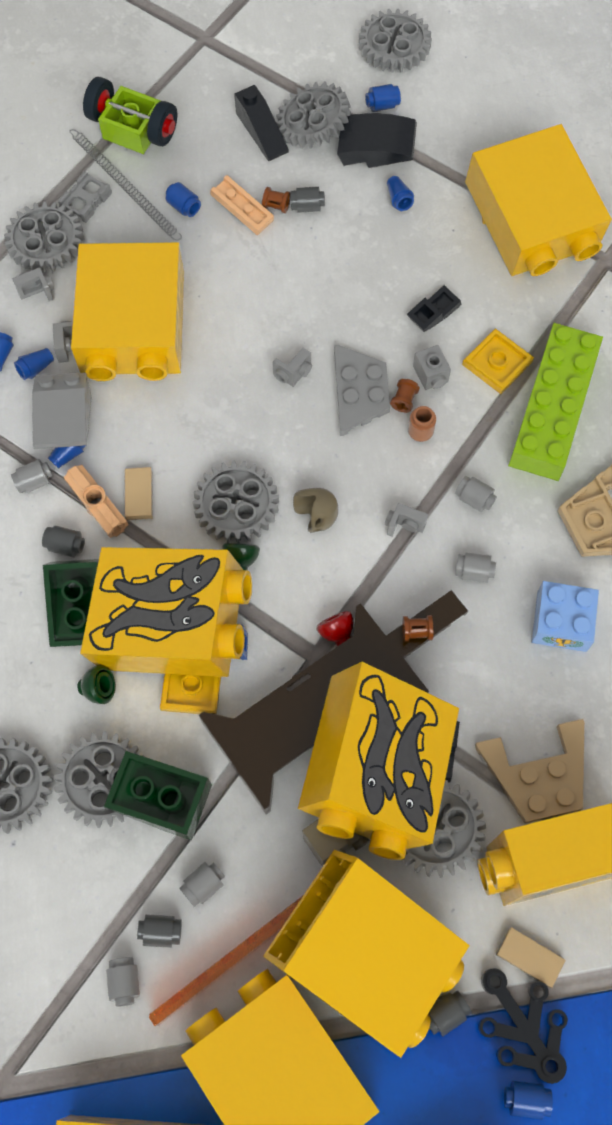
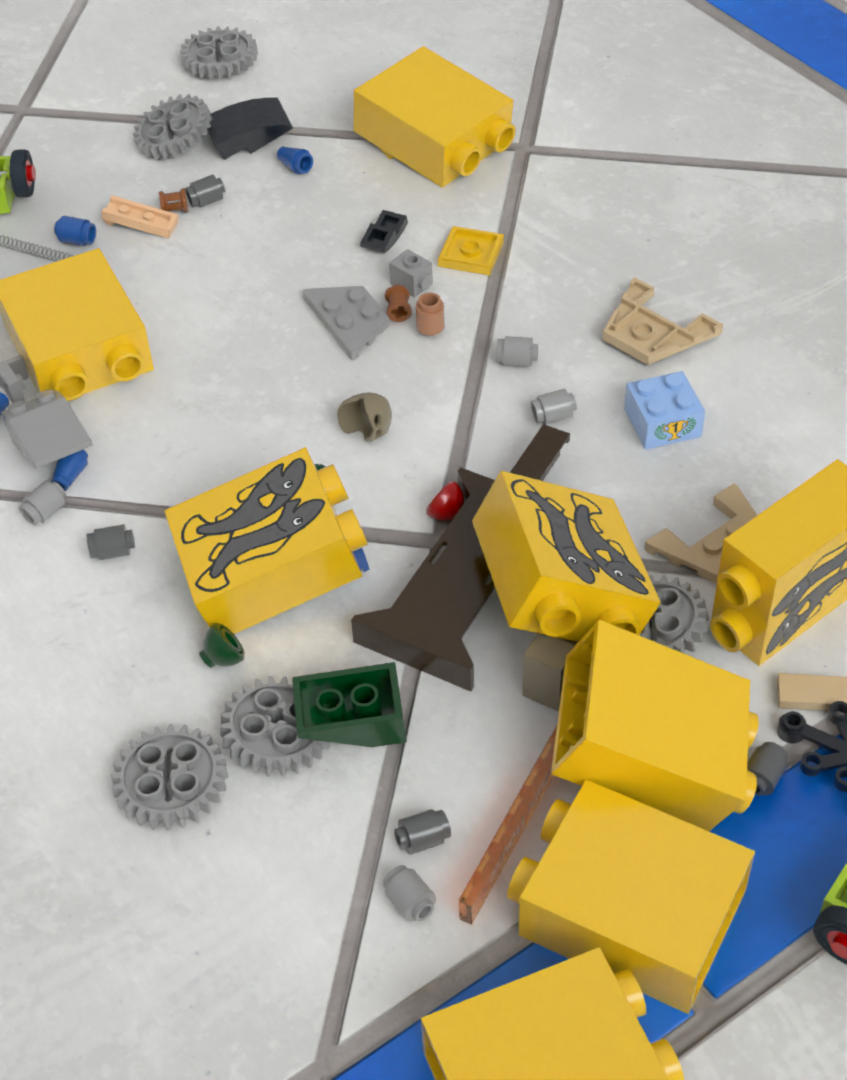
camera: 25 degrees left, 20 degrees down
(68, 599) = (153, 585): dark green slope -> none
(104, 511) = (126, 496): light nougat piece -> none
(138, 493) = (169, 477): tan tile -> none
(190, 693) = (324, 617): yellow tile -> none
(202, 883) = (442, 770): light grey brick -> none
(230, 523) = (276, 435): light grey gear -> none
(259, 122) = (117, 148): black slope -> none
(297, 368) = (271, 324): light grey bracket -> none
(383, 97) = (233, 94): blue brick -> none
(408, 517) = (462, 393): light grey bracket -> none
(425, 624) = (531, 458): dark orange bush -> none
(556, 402) = (547, 258): lime brick -> none

